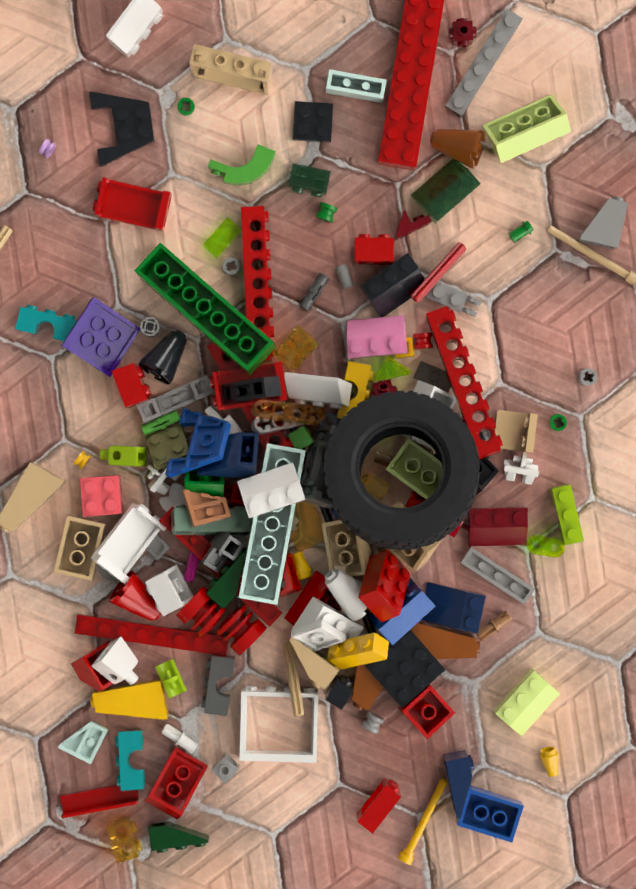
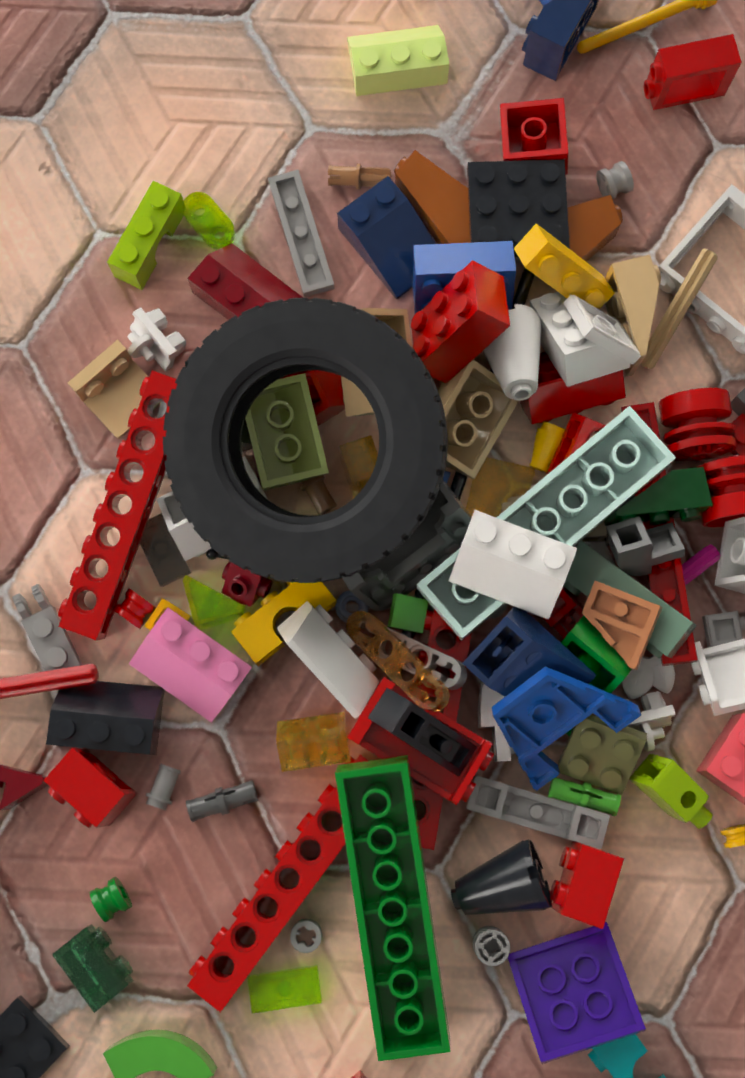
camera: 140 degrees left, 10 degrees down
(339, 691) = (629, 240): black brick -> none
(552, 425) = (46, 358): green bush -> none

